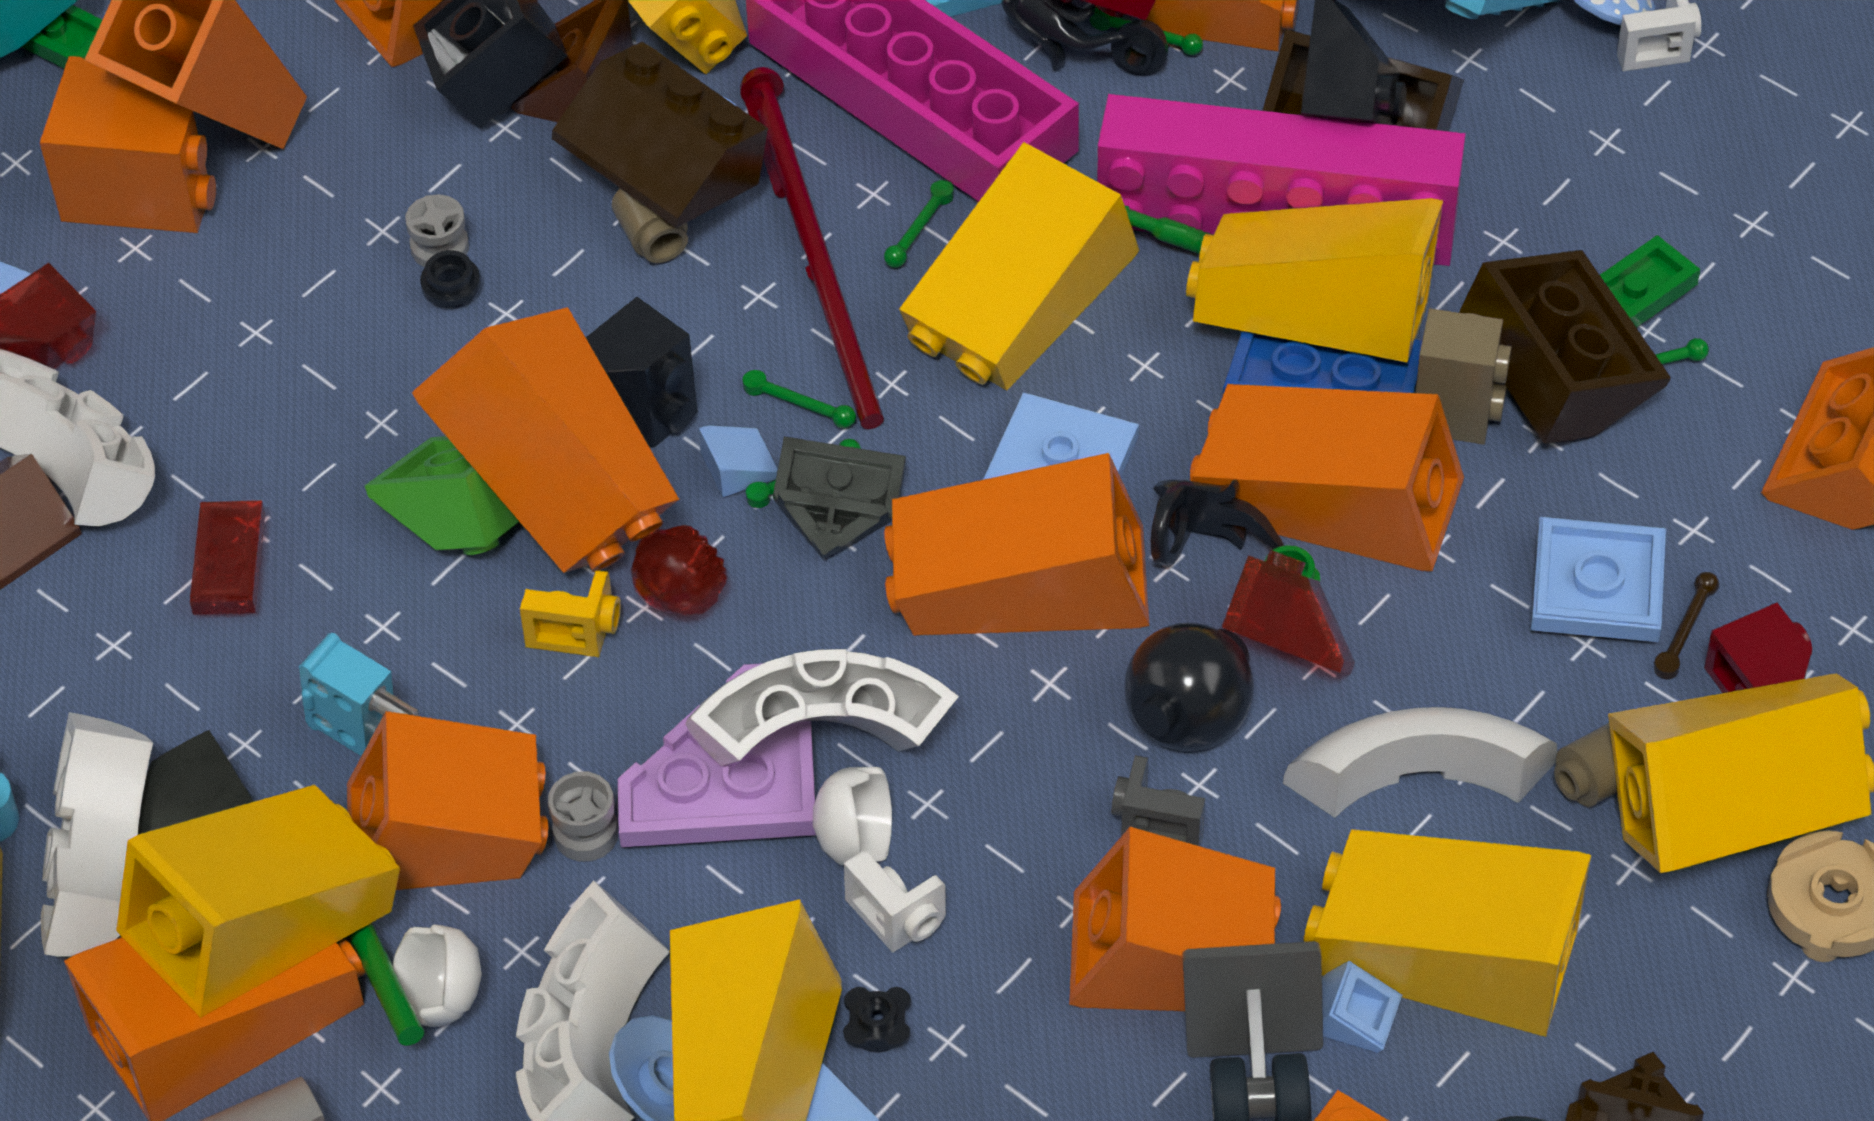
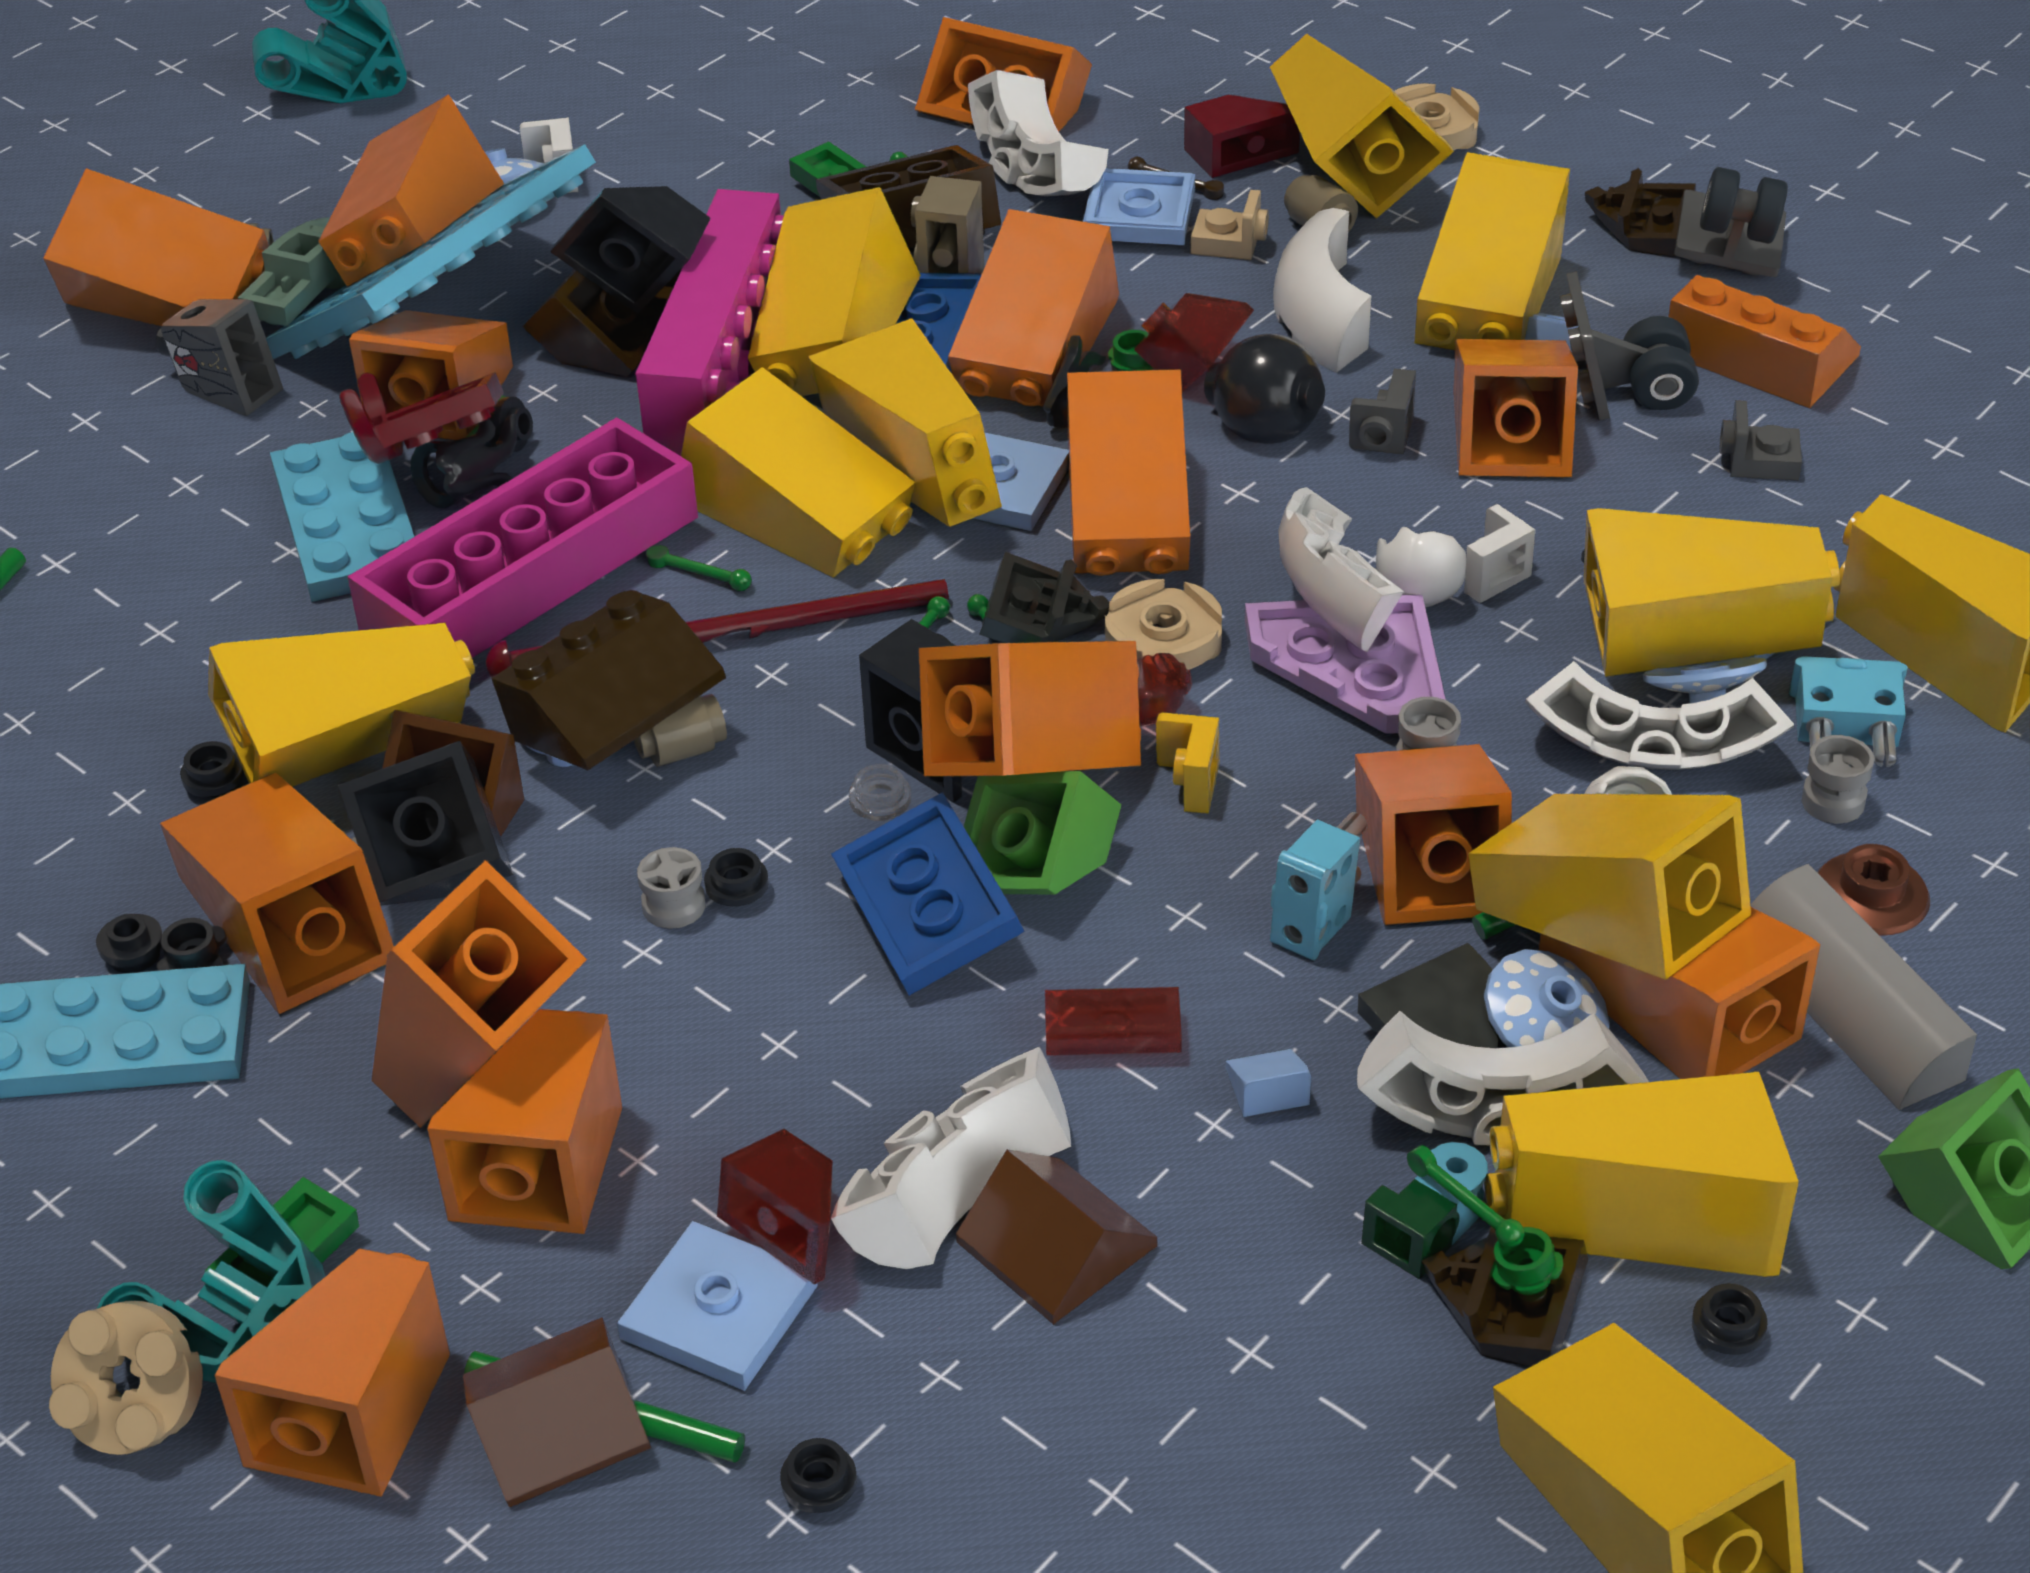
camera: 90 degrees left, 10 degrees down
(146, 676) = (1269, 1082): none -> light blue slope
(371, 413) = (927, 893): none -> blue plate
(790, 628) = (1189, 617): none -> tan plate
(1072, 347) = (914, 414): none -> yellow slope
(1557, 672) = (1230, 233): none -> tan bracket
(1704, 472) = (1023, 140): none -> white brick

